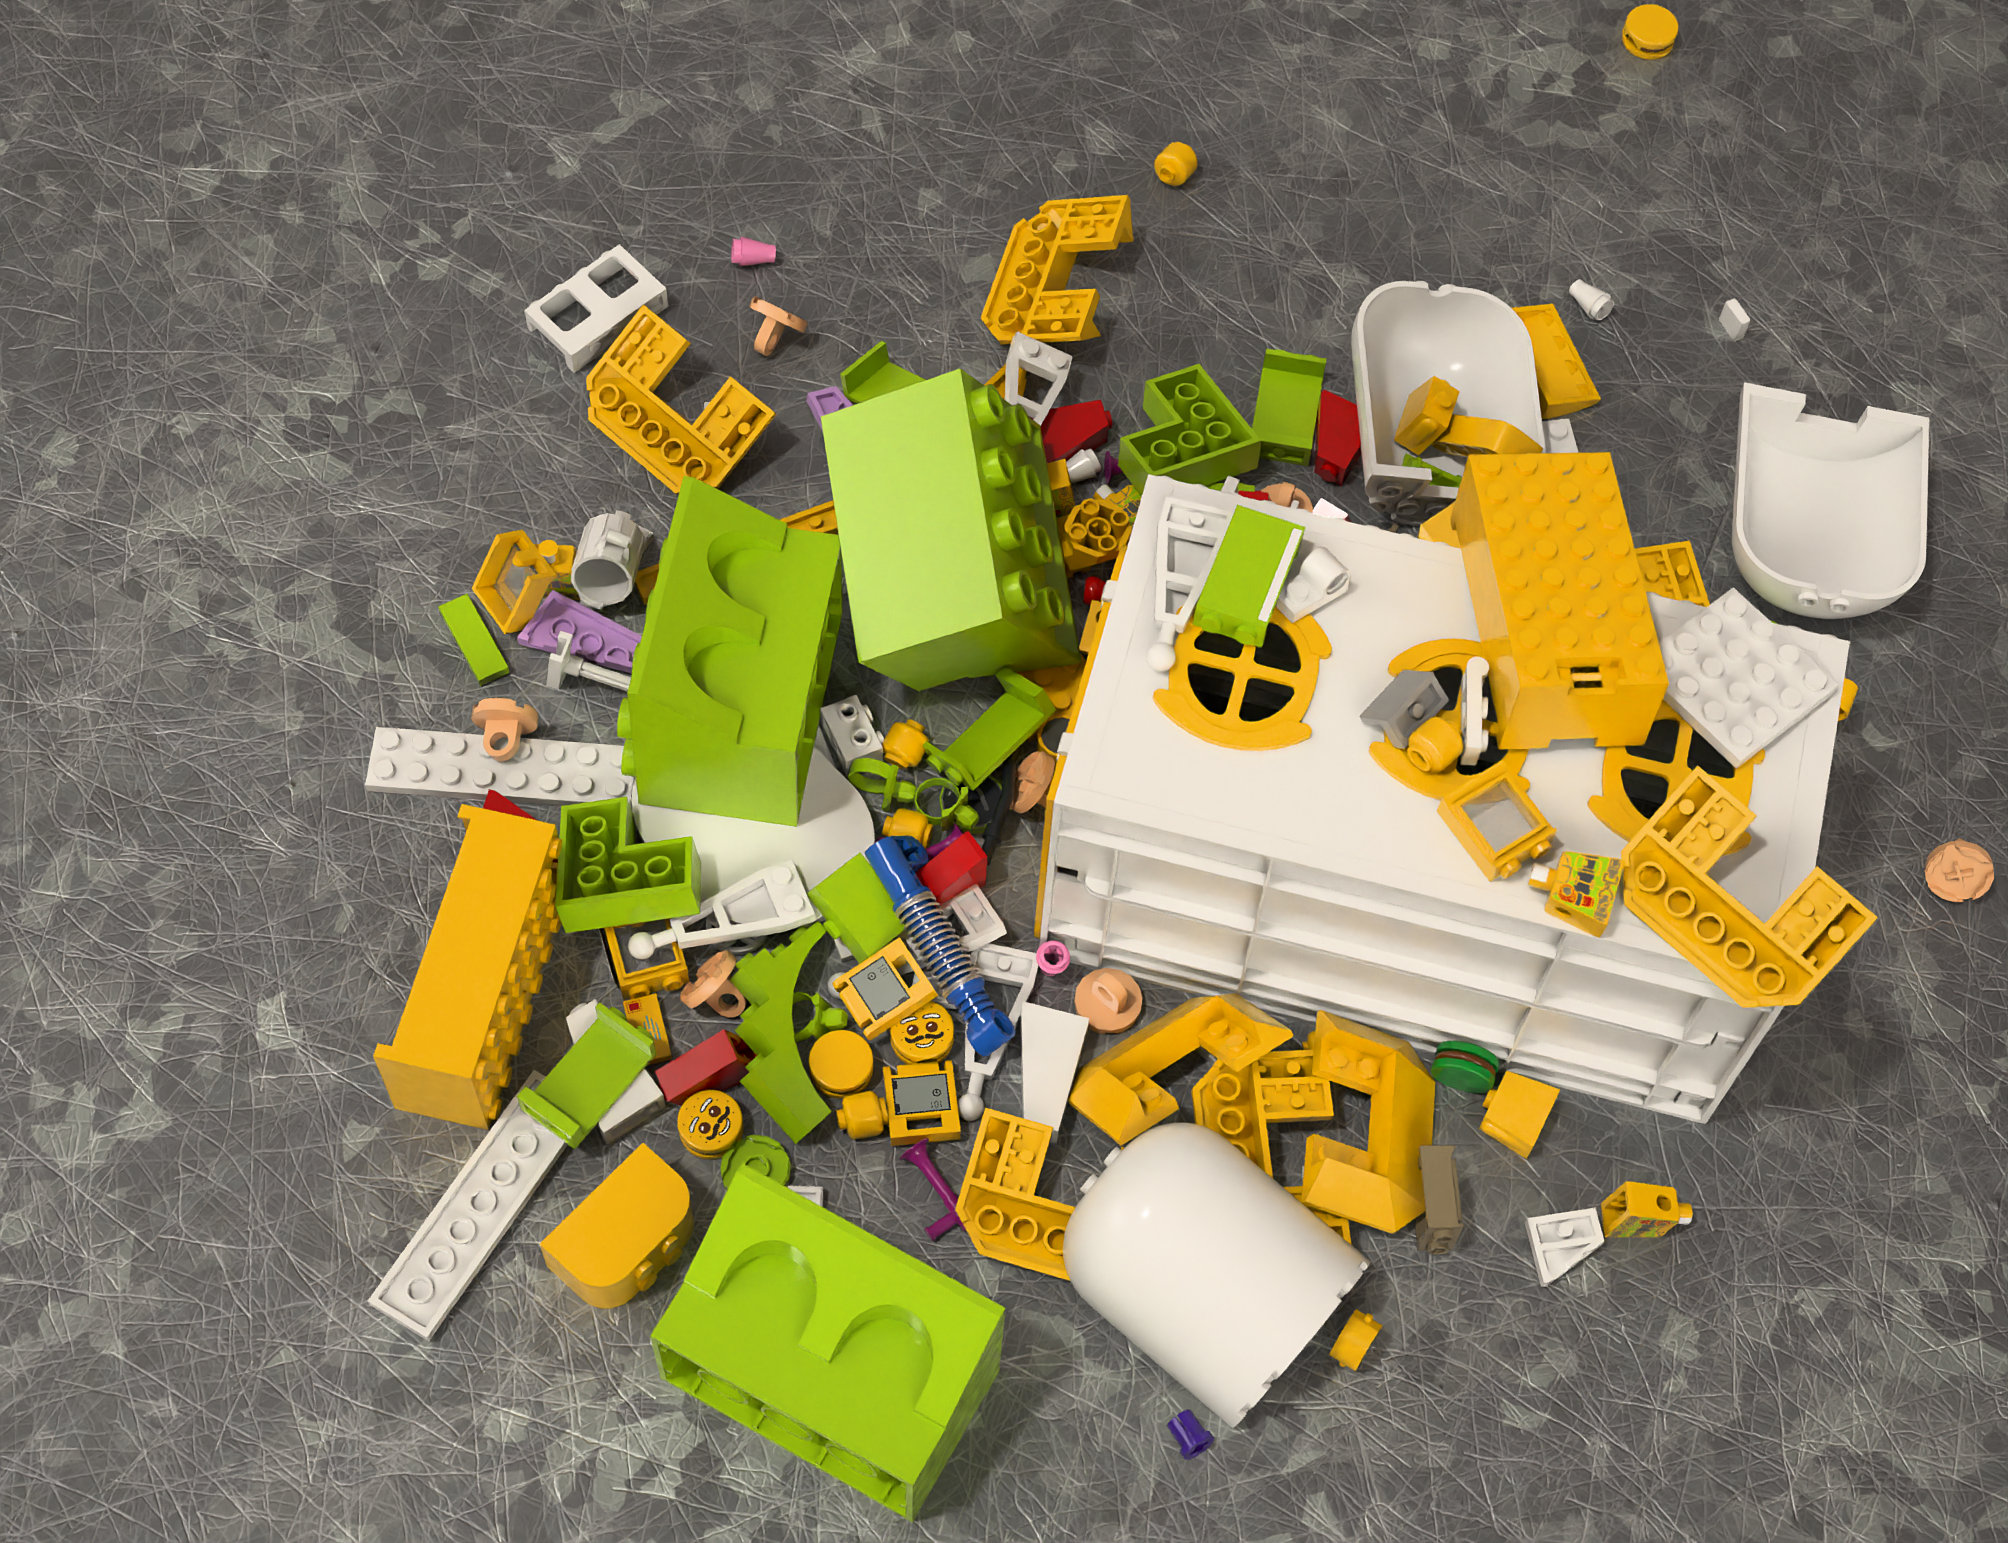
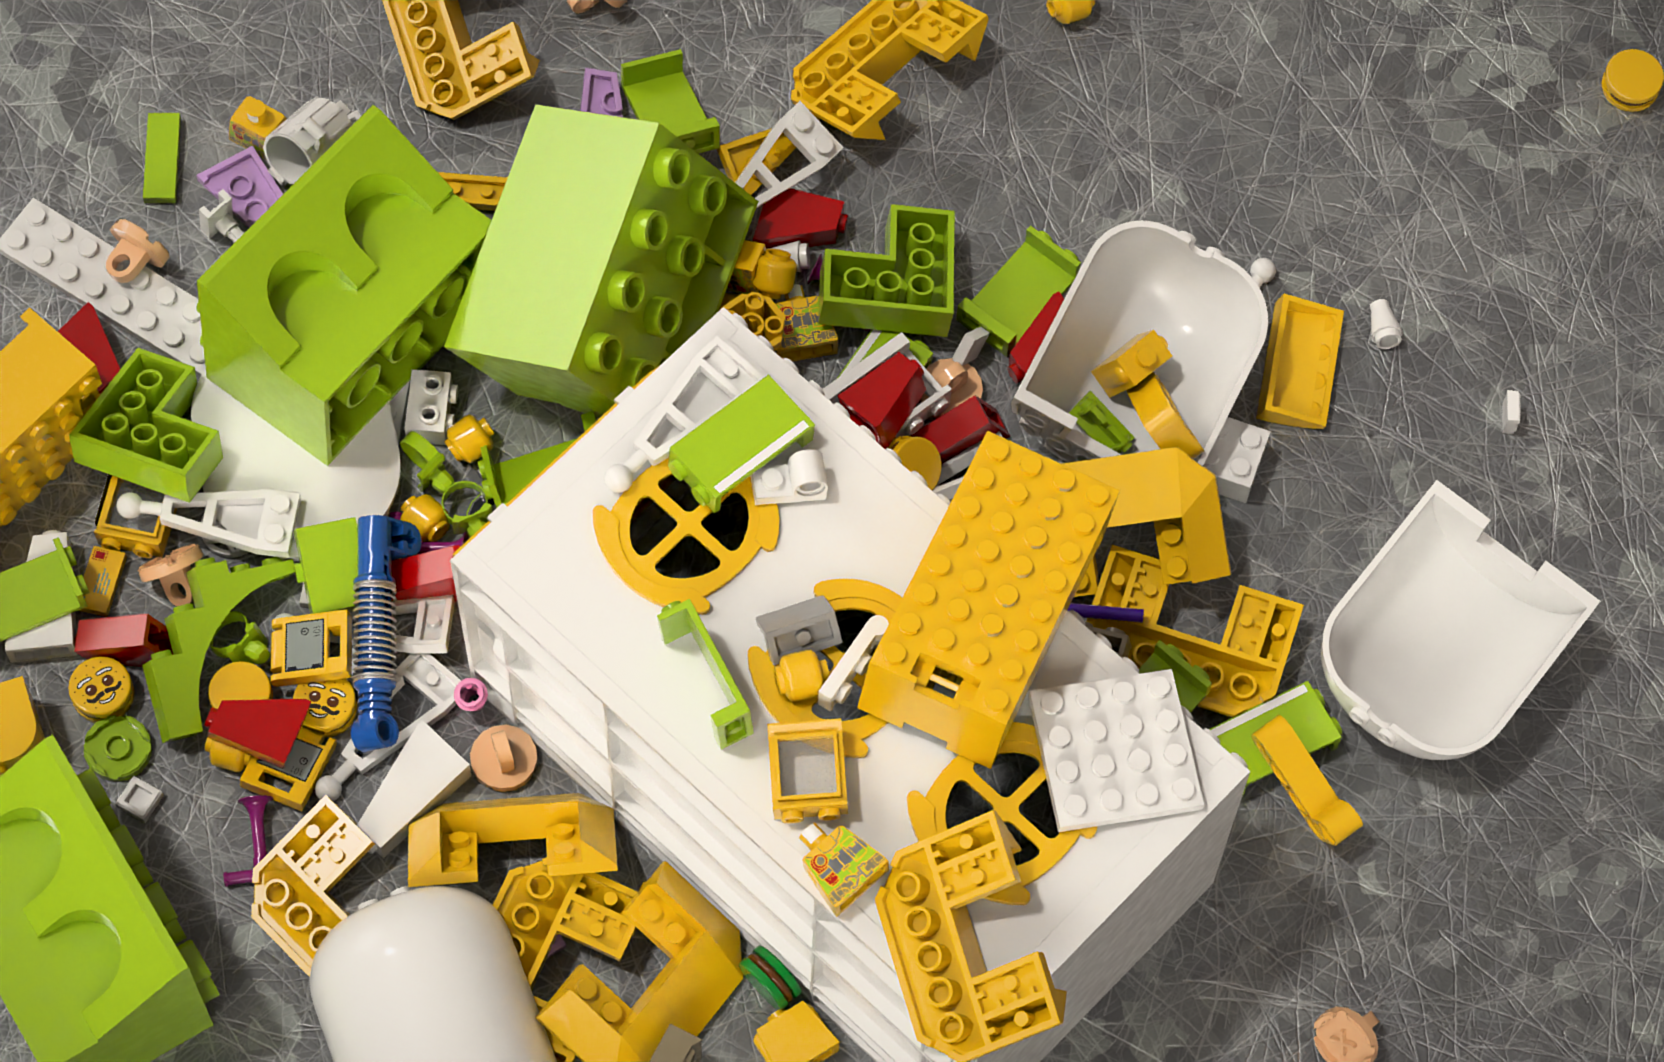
camera: 30 degrees right, 5 degrees up
(513, 580) = (215, 121): yellow window -> none
(887, 1079) = (259, 726): none -> red slope
(1085, 480) = (775, 273): none -> yellow head
(1279, 467) = (970, 346): none -> white tile
(1364, 770) = (733, 721): none -> lime panel

